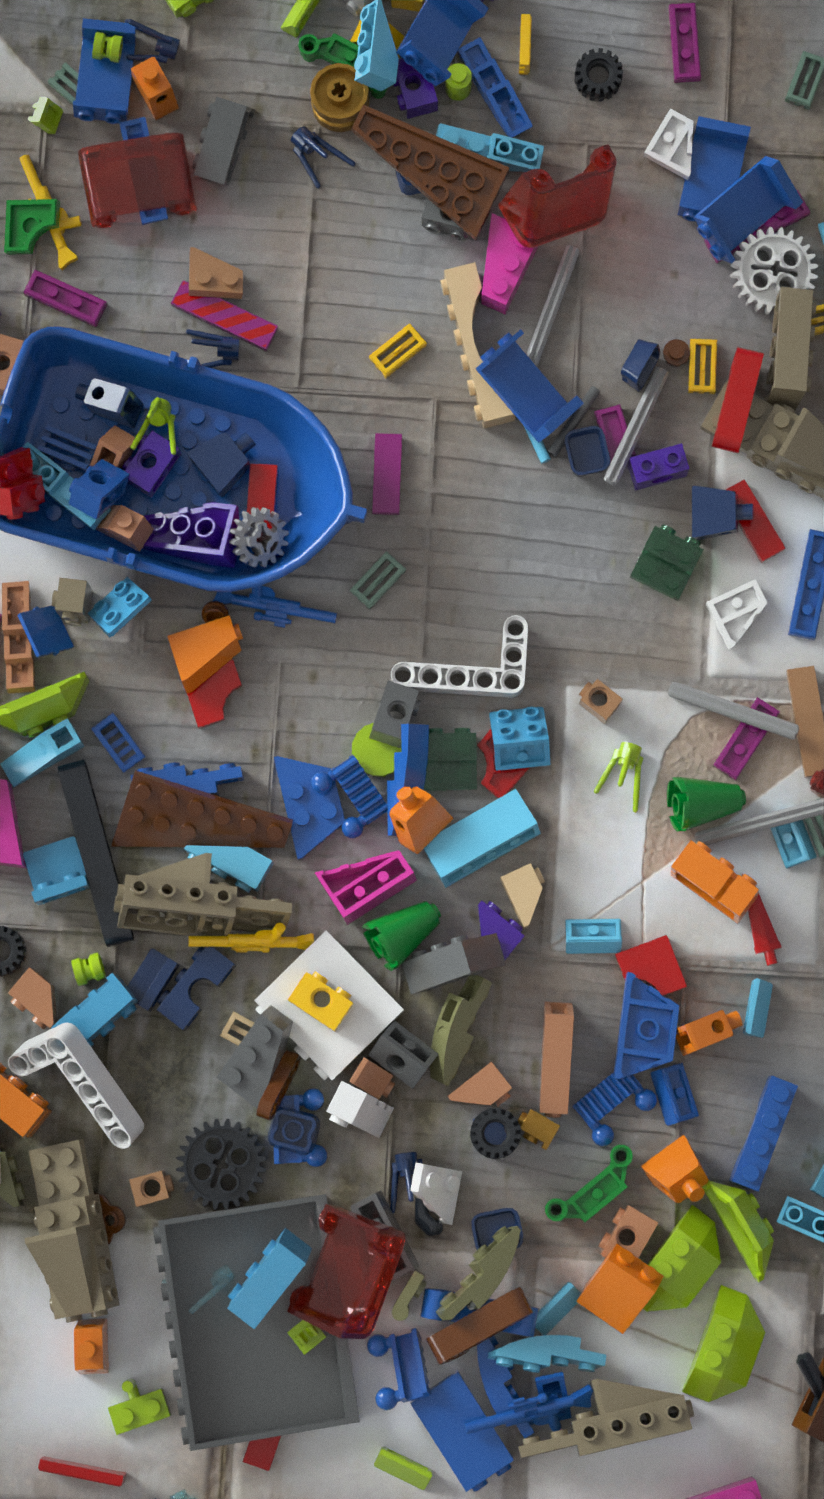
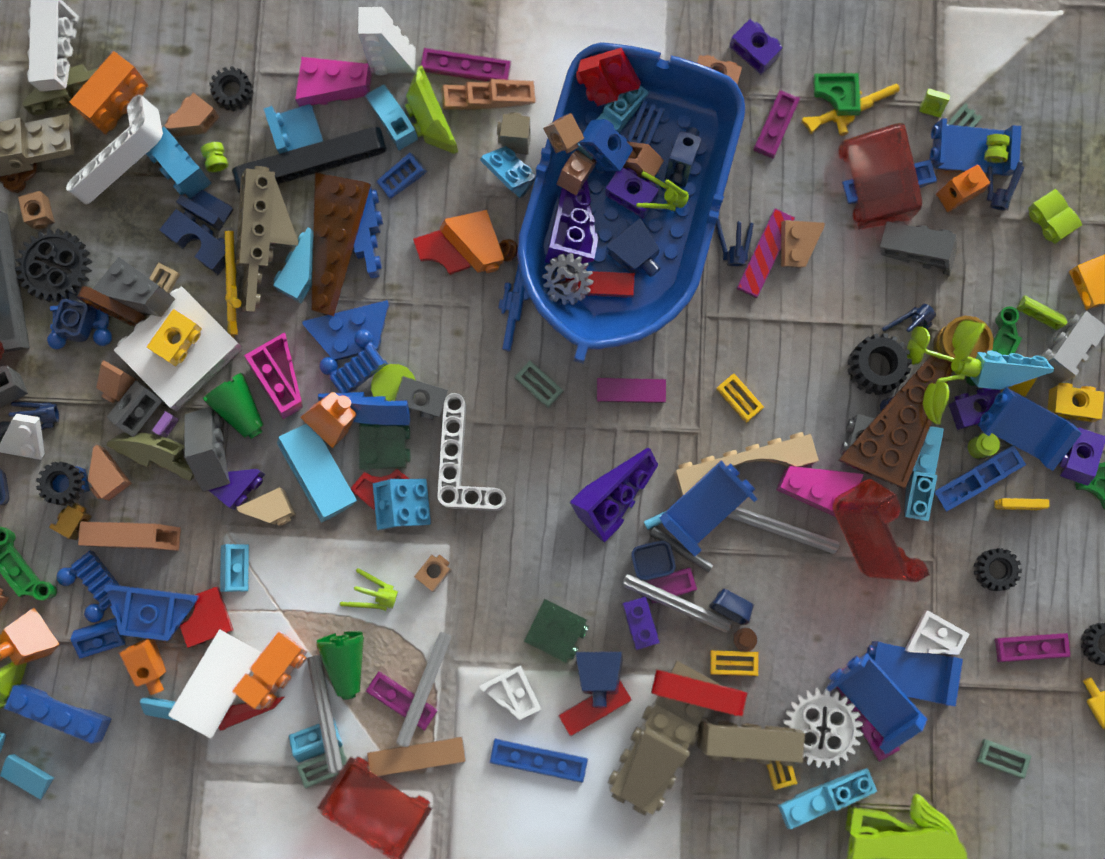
camera: 85 degrees right, 0 degrees up
(45, 631) = (488, 112): blue piece -> none
(88, 532) = (564, 134): none -> medium nougat brick
(347, 91) = (963, 341): none -> lime plant
(359, 1109) = (83, 368): white wedge -> none
(362, 171) = (891, 351): none -> black tyre
(422, 1018) = (165, 425): none -> medium lavender tile
(514, 502) = (608, 497): none -> dark purple wedge
(728, 948) = (211, 685): none -> white tile

